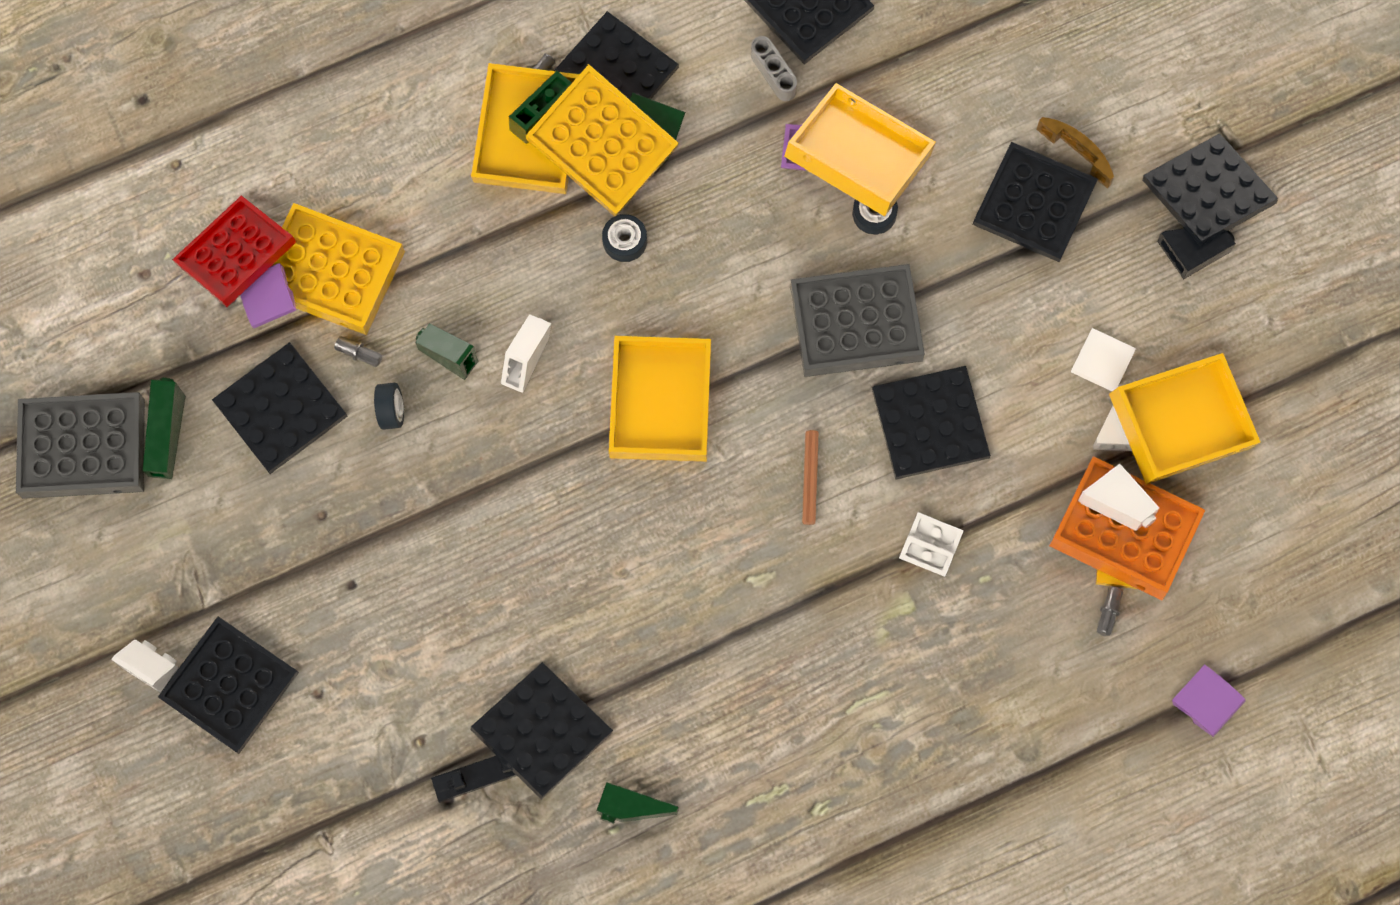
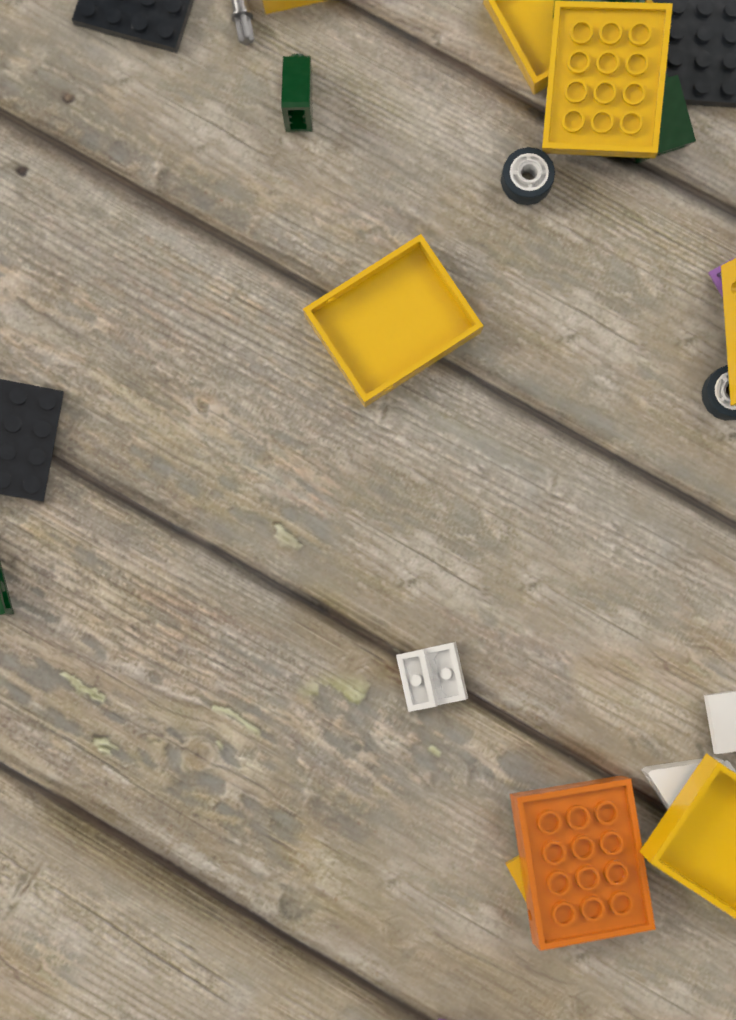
camera: 55 degrees right, 10 degrees up
(388, 406) = (204, 77): black wheel -> none
(525, 353) = (347, 164): white slope -> none
(810, 477) = (416, 515): nougat axle -> none
(857, 320) = (606, 452): dark grey piece -> none
(930, 422) = (554, 593): black plate -> none
(1109, 611) = (485, 897): flat silver axle -> none
(1120, 499) = (604, 841): white slope -> none

